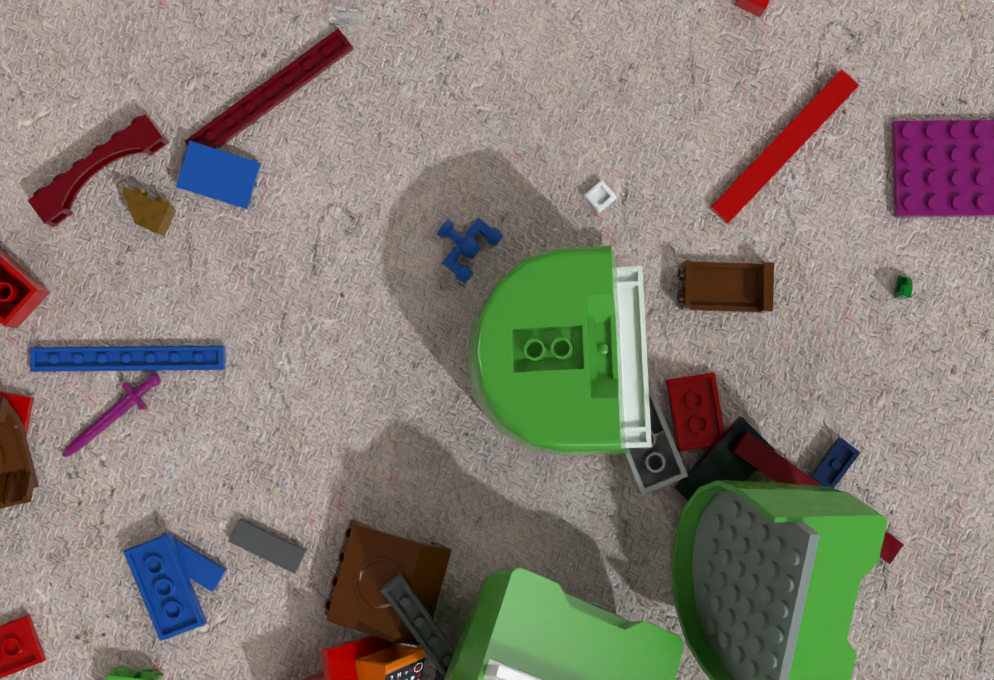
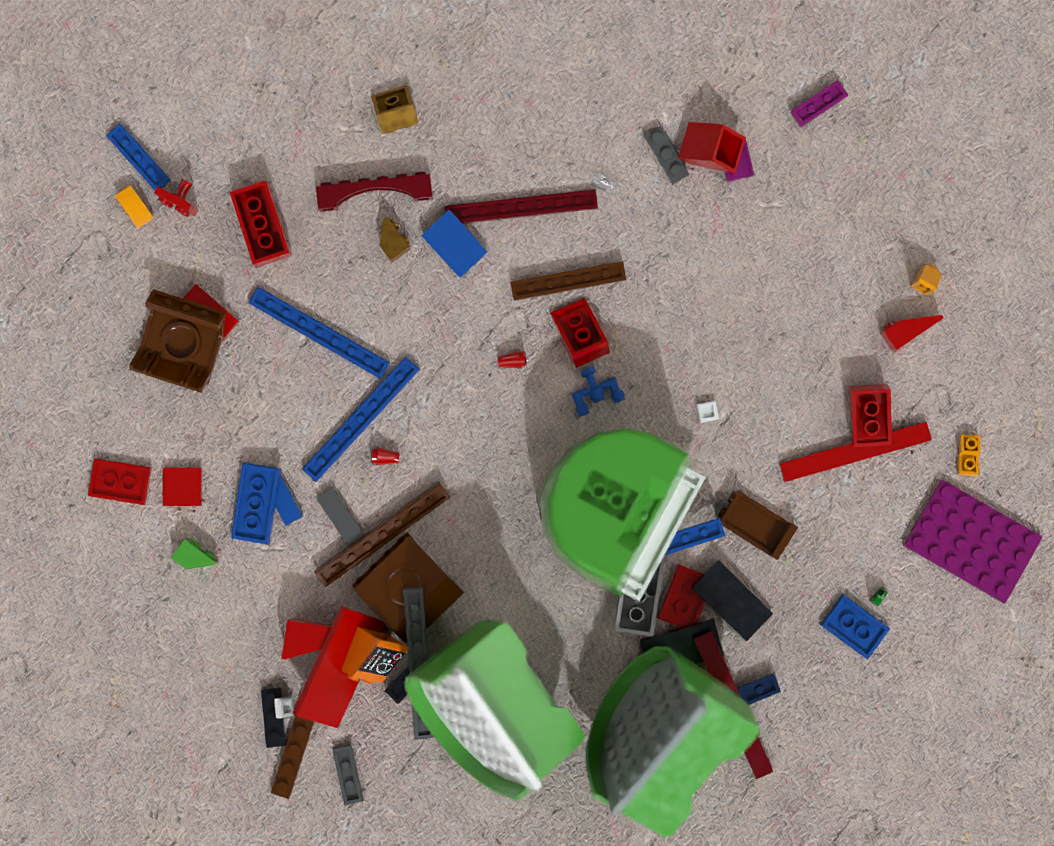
camera: 30 degrees right, 0 degrees up
(69, 69) = (394, 110): none -> pearl gold slope
(74, 616) = (182, 486): none -> red tile
(122, 406) = (288, 365): magenta sword -> none
(228, 426) = (360, 419): none -> blue tile
(276, 452) = (383, 456): none -> red cone
(324, 539) = (382, 534): none -> reddish brown tile
(356, 264) = (513, 360): none -> red cone
(366, 143) = (568, 281): none -> reddish brown plate
(413, 191) = (580, 332): none -> red slope
(670, 336) = (696, 535): none -> blue tile
(748, 384) = (732, 600): none -> black tile
(778, 95) = (870, 415): none -> red slope
(896, 334) = (855, 626): none -> blue tile
(906, 79) = (969, 455): none -> light orange slope

